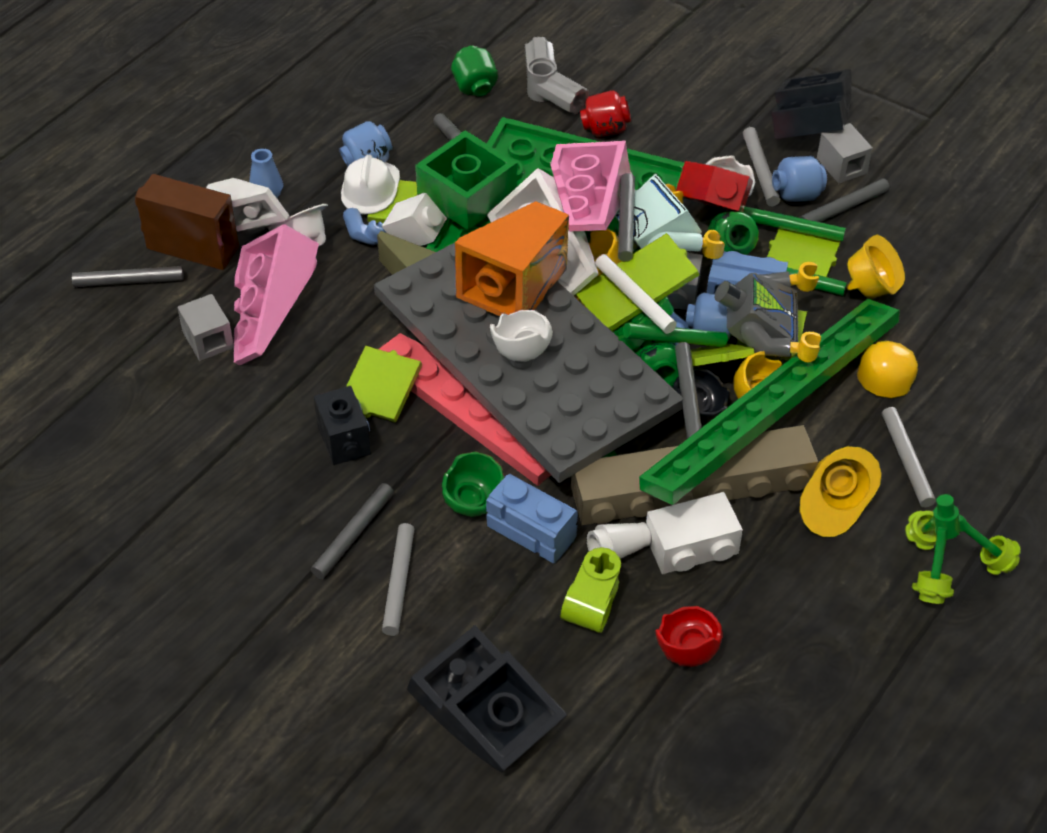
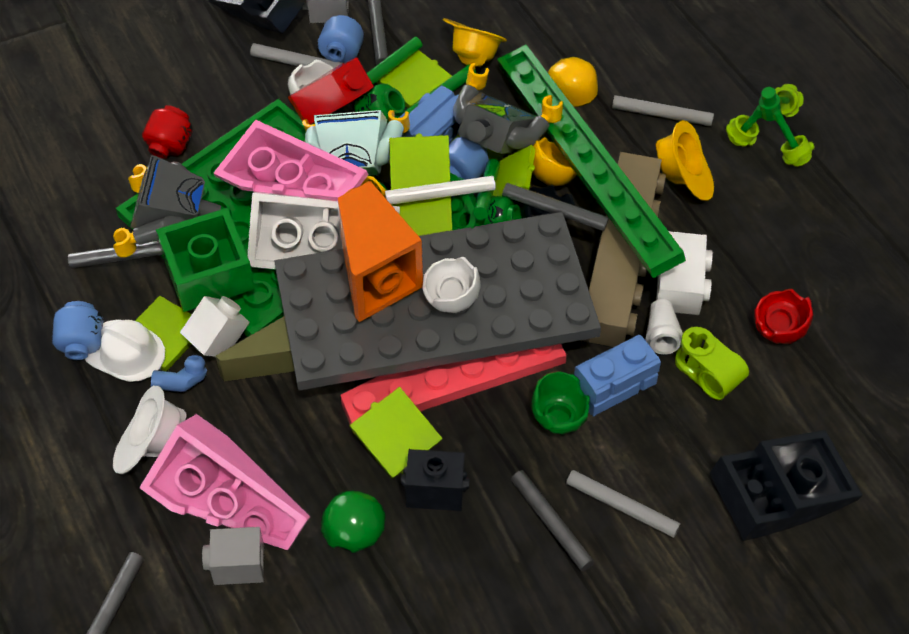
camera: 65 degrees left, 5 degrees up
(187, 221) = (89, 519): reddish brown brick -> none
(251, 203) = (96, 468): white slope -> none
(265, 171) = (59, 433): medium blue cone -> none
(278, 390) = (353, 521): none -> green hair
(474, 71) = (34, 205): green head -> none
(515, 128) = (165, 197): none -> dark grey torso
(546, 83) = (84, 155): light grey piece -> none
(626, 217) = (375, 170): dark grey bar -> none

